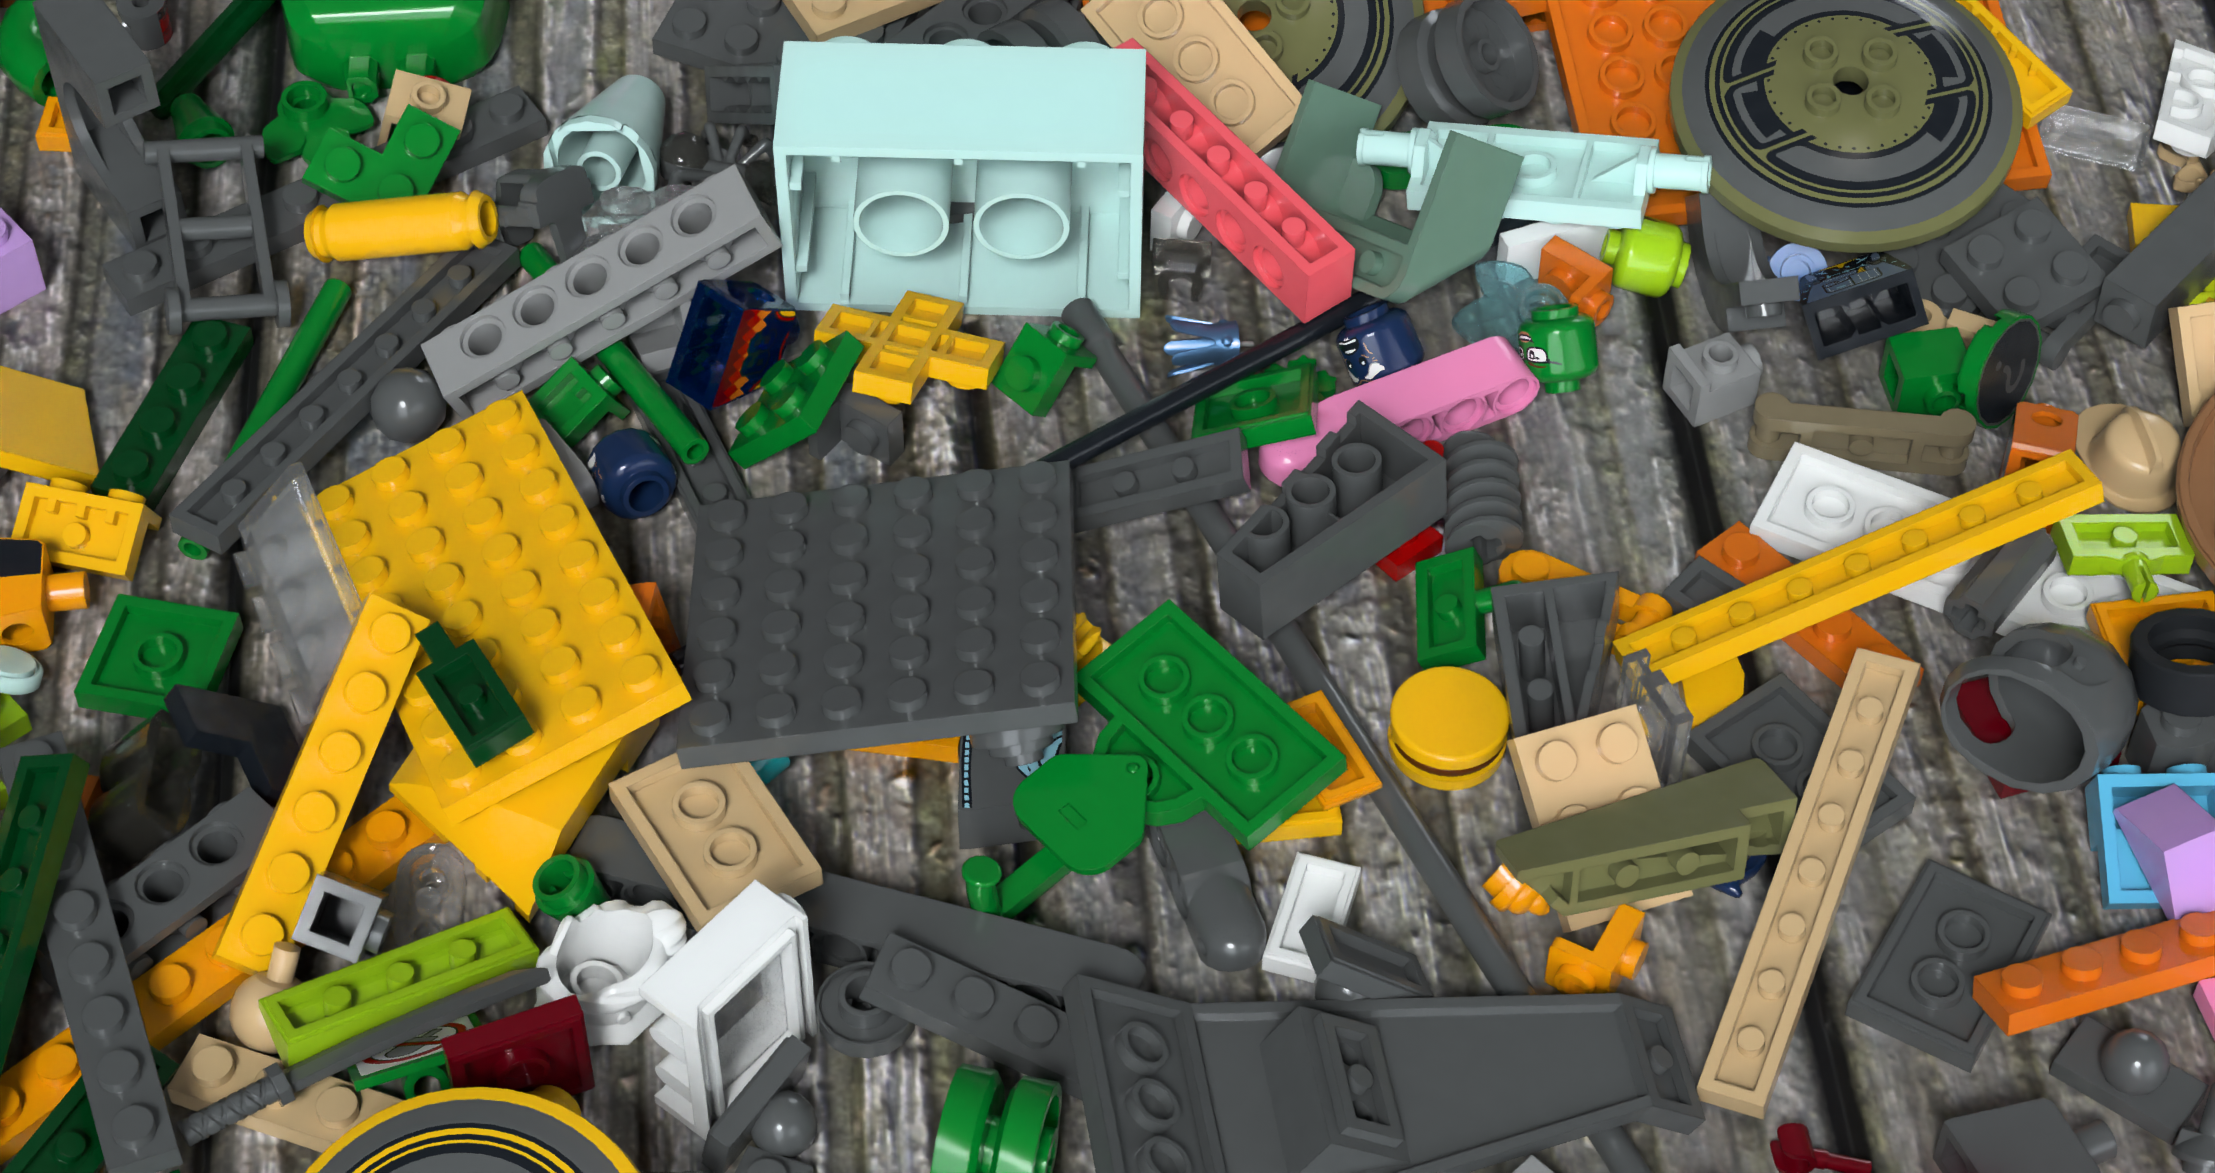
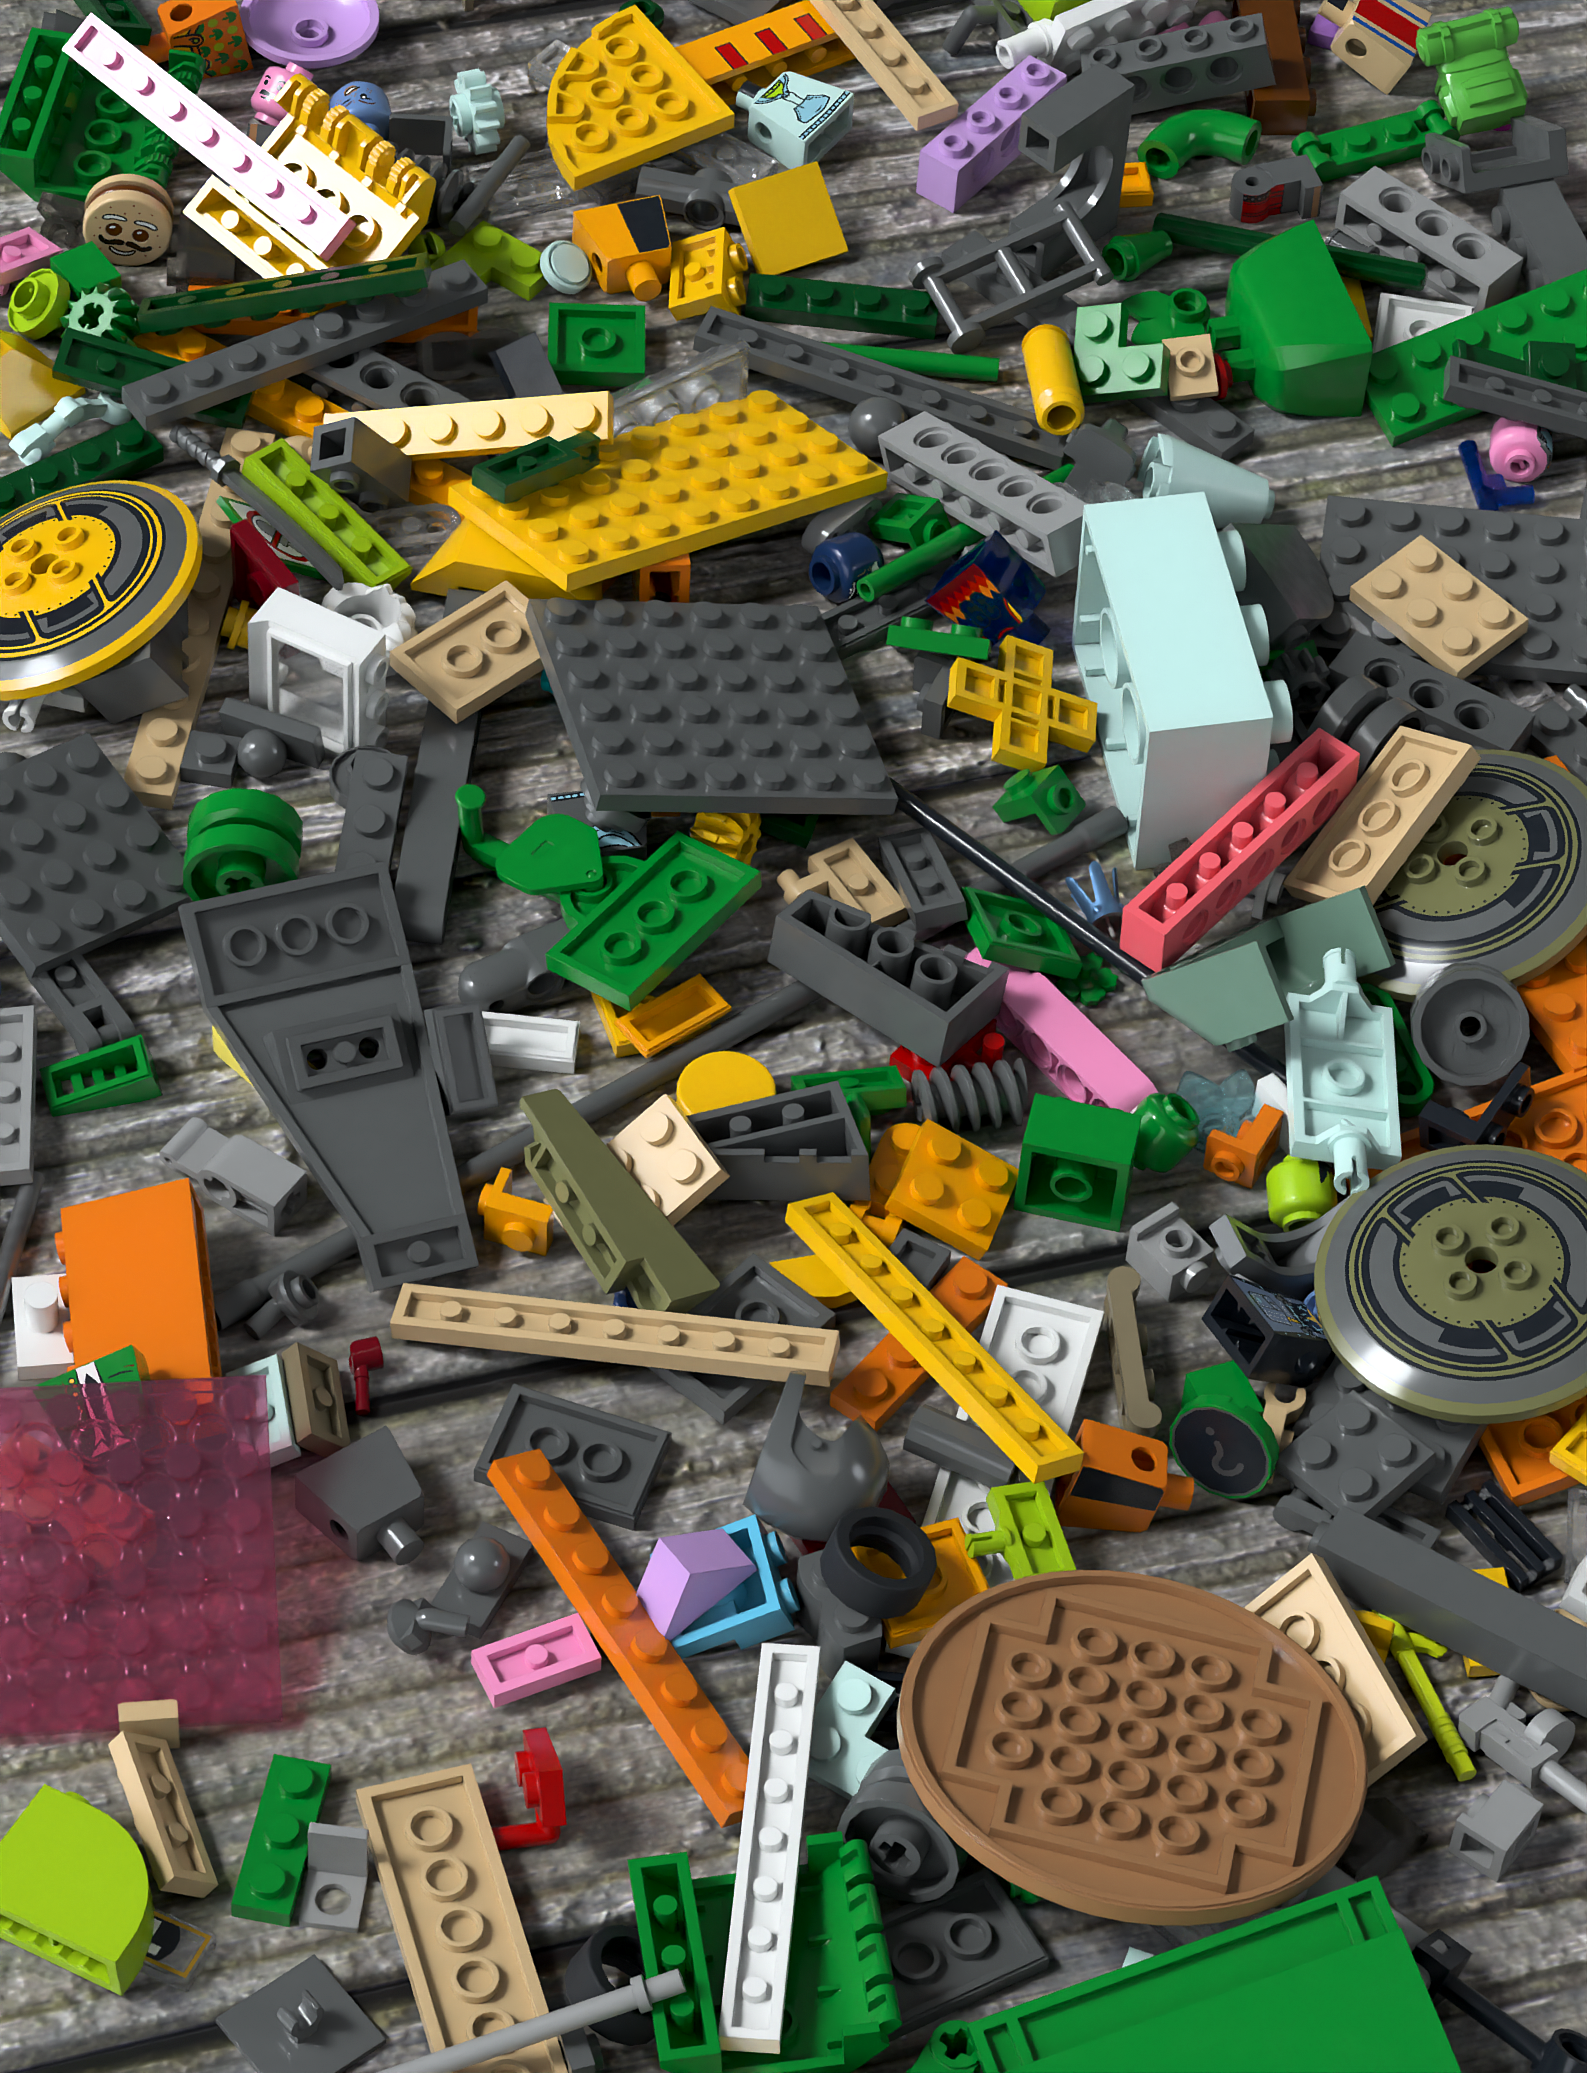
camera: 75 degrees right, 0 degrees up
(567, 886) = (423, 591): green cone -> none
(1140, 554) = (850, 878): none -> tan plate
(1378, 342) = (1122, 1009): dark blue head -> none
(1601, 534) = (952, 1189): none -> light orange plate
(1604, 413) = (1077, 1162): none -> green brick
(1627, 74) = (1451, 1127): none -> black bracket
(1661, 711) = (737, 1213): clear plate -> none
(2084, 186) = (1511, 1531): none -> black tile
(2131, 456) = (1197, 1562): tan piece -> none

